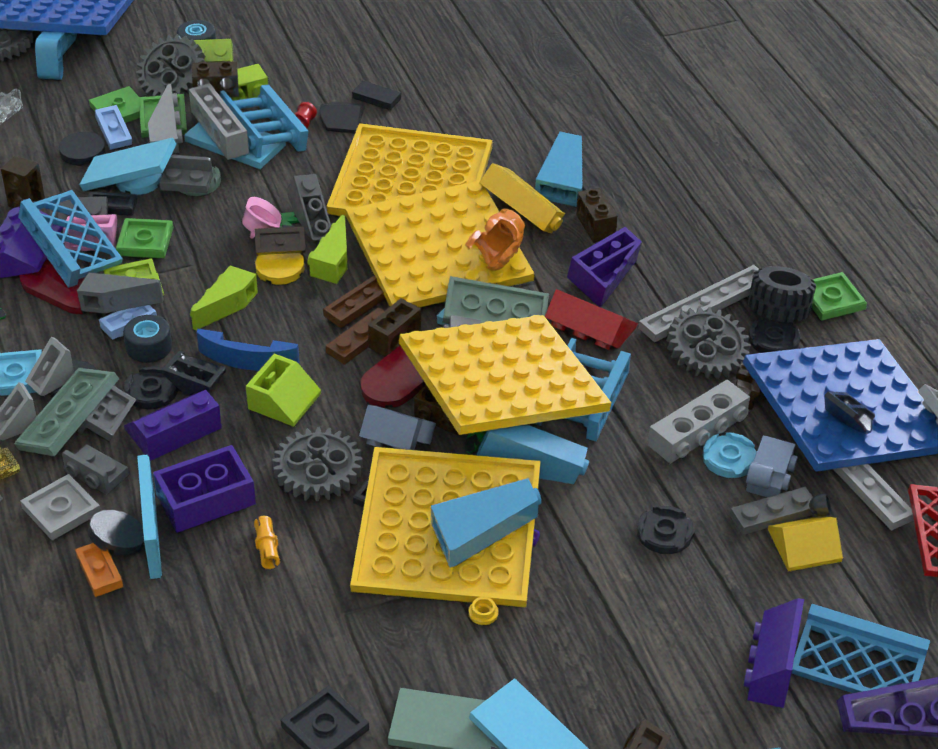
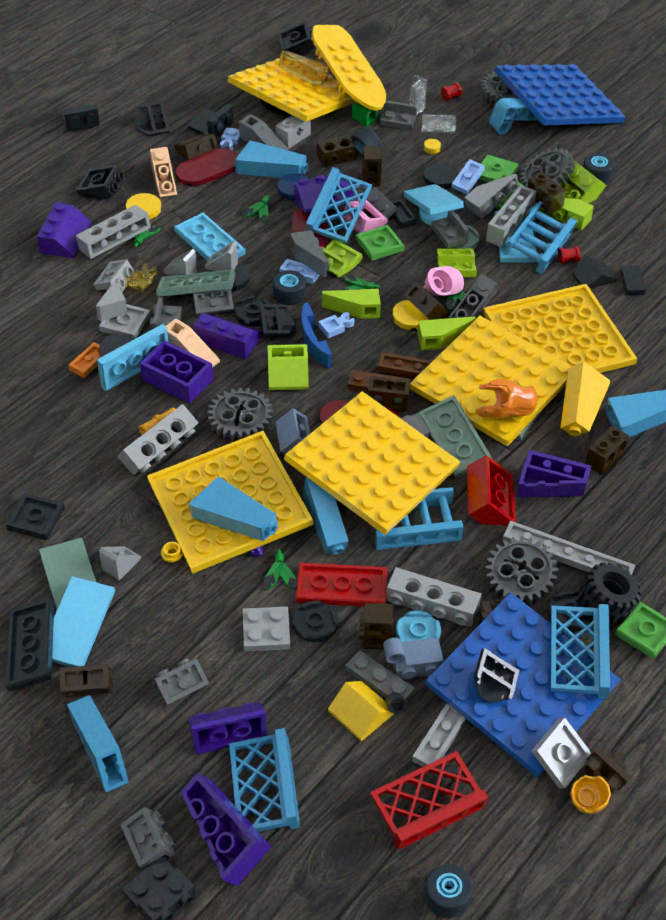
camera: 60 degrees right, 5 degrees up
(27, 133) = (432, 146): none -> yellow tile
(33, 496) = (111, 304): none -> light grey slope
(161, 456) = (185, 338): none -> light nougat slope
(193, 284) = (358, 283): none -> green piece
(230, 197) = (460, 259): none -> lime slope
(243, 328) = (333, 326): none -> light blue plate
(303, 550) = (134, 458): none -> light grey brick
(465, 666) = (118, 560): none -> light grey slope
(575, 530) = (278, 569): none -> green piece
(628, 488) = (341, 584): none -> red tile
(649, 574) = (266, 629): none -> light grey plate
(681, 676) = (181, 681): none -> dark grey bracket
(720, 473) = (376, 625): none -> dark brown brick
(853, 327) = (600, 652): none -> dark azure fence

